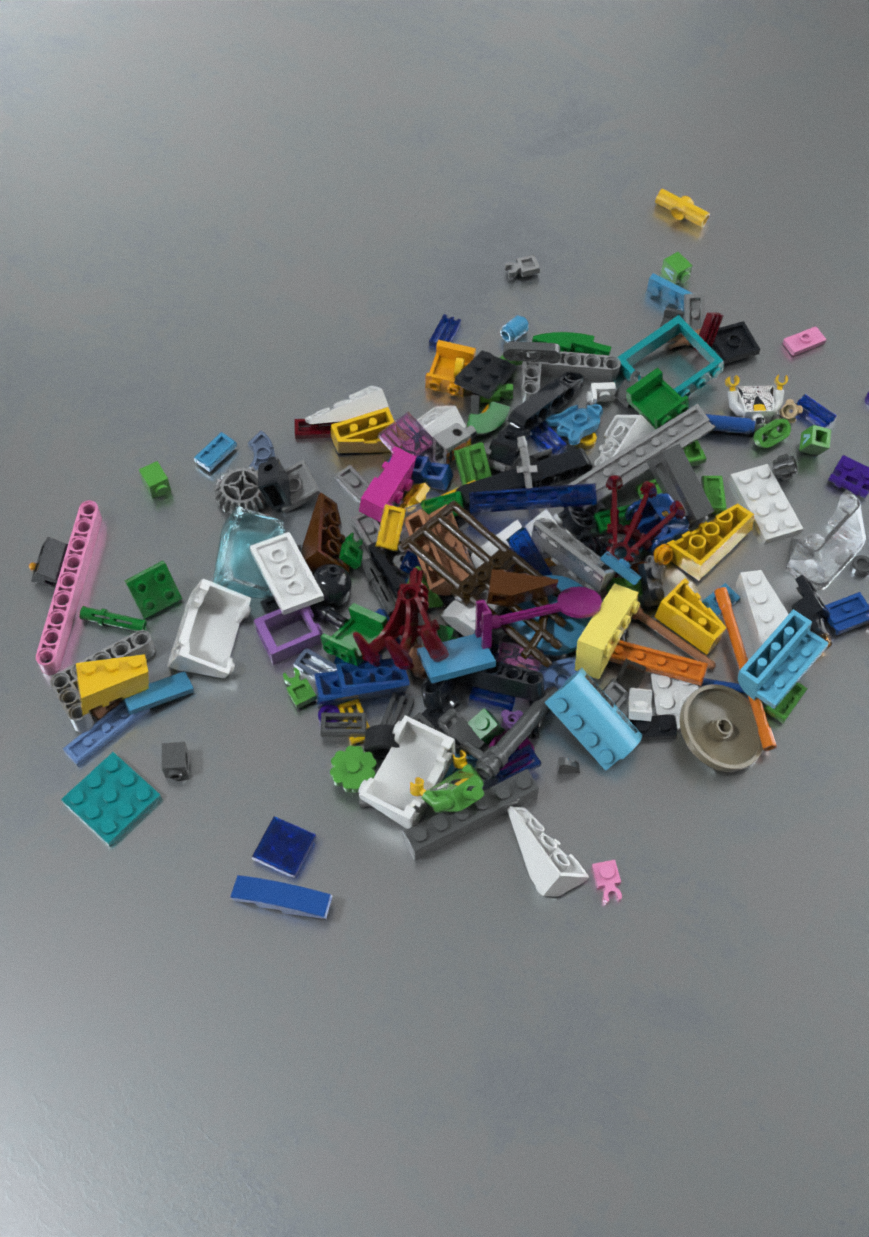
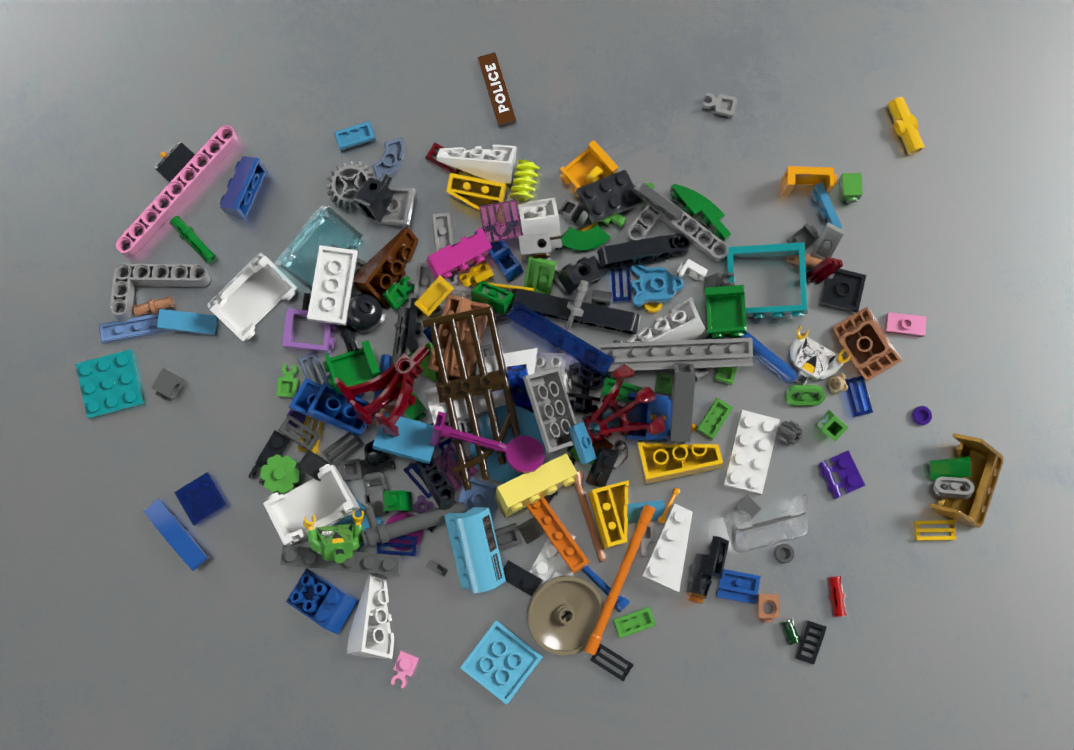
camera: 40 degrees right, 20 degrees up
(110, 679) = (151, 297): yellow wedge -> none
(134, 541) = (243, 187): none -> blue slope
(153, 589) = (231, 235): green plate -> none
(155, 479) = (293, 135): bright green brick -> none
(321, 353) = (497, 89): none -> reddish brown tile
(325, 751) = (276, 445): none -> black hinge
(399, 400) = (524, 180): none -> neon yellow piece
(450, 321) = (613, 120): clear blue tile -> none
(462, 404) = (571, 210): none -> dark grey slope
(479, 866) = (321, 601): none -> blue slope
(514, 328) = (668, 163): dark azure brick -> none
(516, 588) = (478, 414): reddish brown slope -> none
(636, 275) = (808, 176): none -> light orange panel
(639, 704) = (520, 557): white bracket -> none
(663, 554) = (628, 448): light orange plate -> none
(696, 812) = (501, 662): none -> medium azure plate
(737, 597) = (662, 519): none -> light orange hinge
(741, 620) = (649, 537): none -> light grey plate
(781, 660) = (642, 599): medium azure brick -> none
(788, 360) = (866, 343): none -> nougat slope
(801, 743) = (626, 671): none -> black tile

